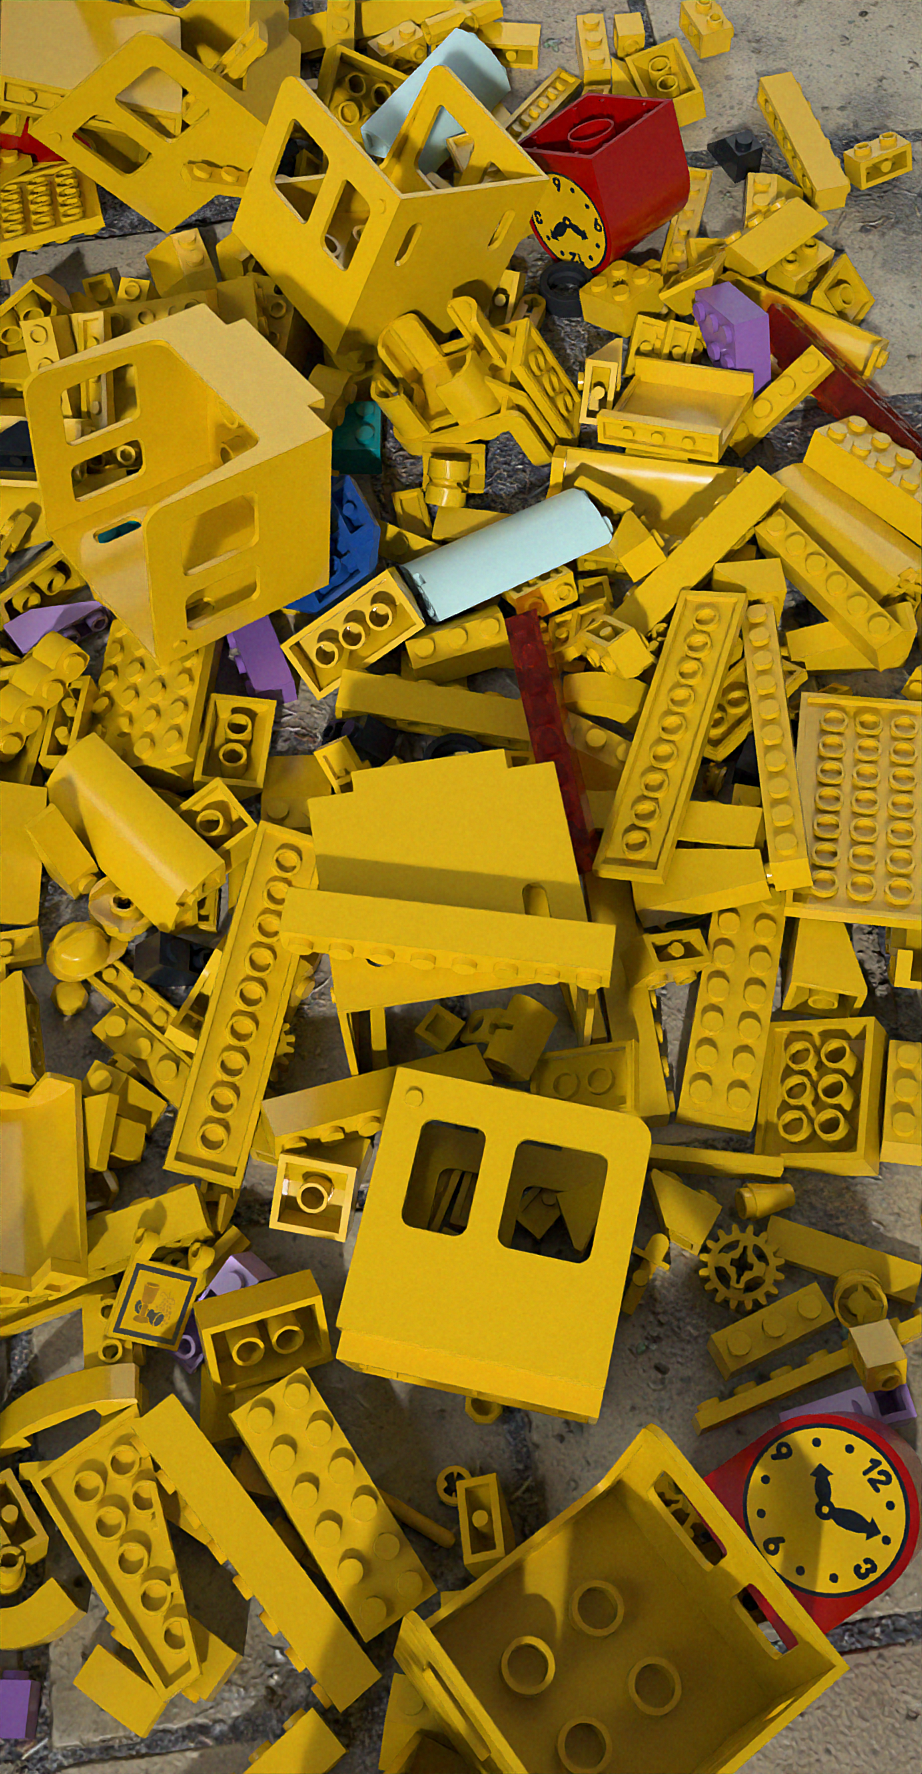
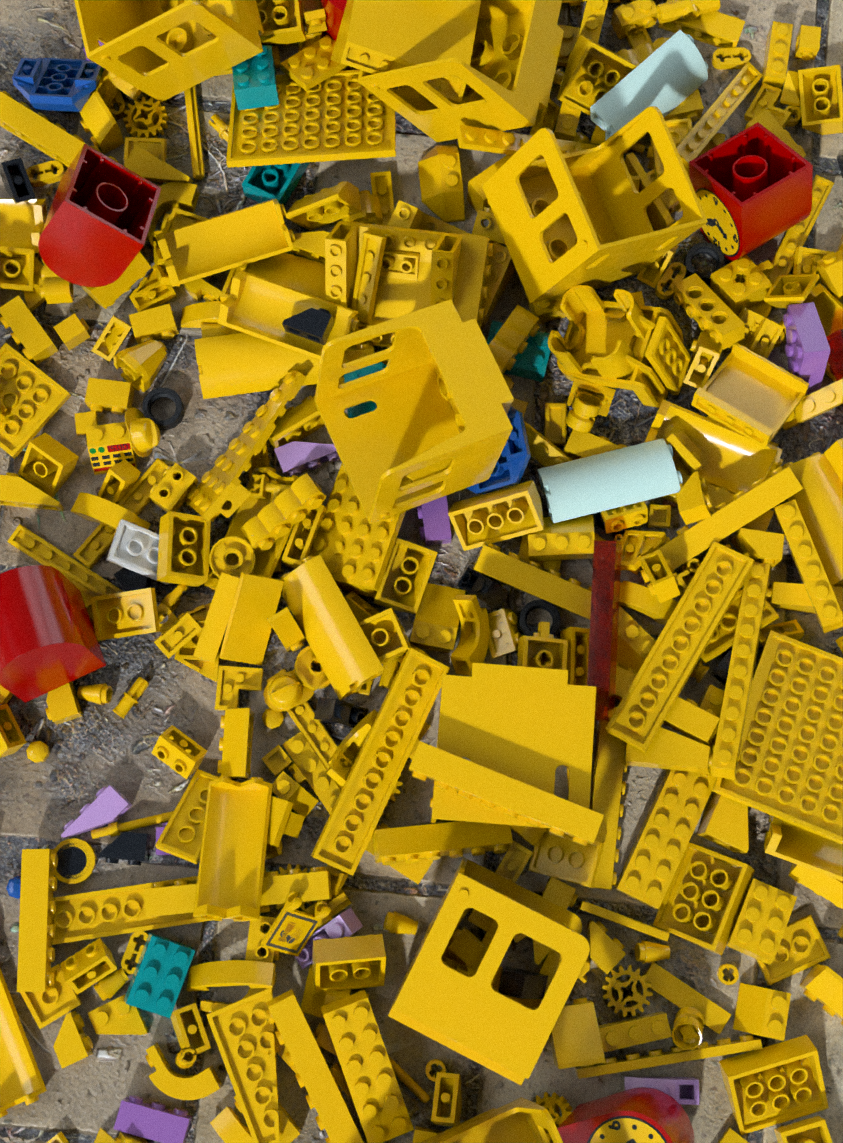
camera: 10 degrees right, 15 degrees up
(84, 1051) = (277, 760): none -> yellow plate
(231, 66) = (511, 64): yellow plate -> none
(314, 1196) = (393, 891): yellow slope -> none
(332, 1257) = (399, 924): none -> yellow cone
(532, 72) = (730, 57): none -> yellow beam
(590, 329) = (709, 311): none -> yellow brick
(665, 958) = (634, 795): yellow brick -> none
(674, 1358) = (577, 1036): none -> yellow slope
(877, 1356) = (687, 1068): yellow brick -> none
(908, 1203) = (720, 974): none -> yellow bush

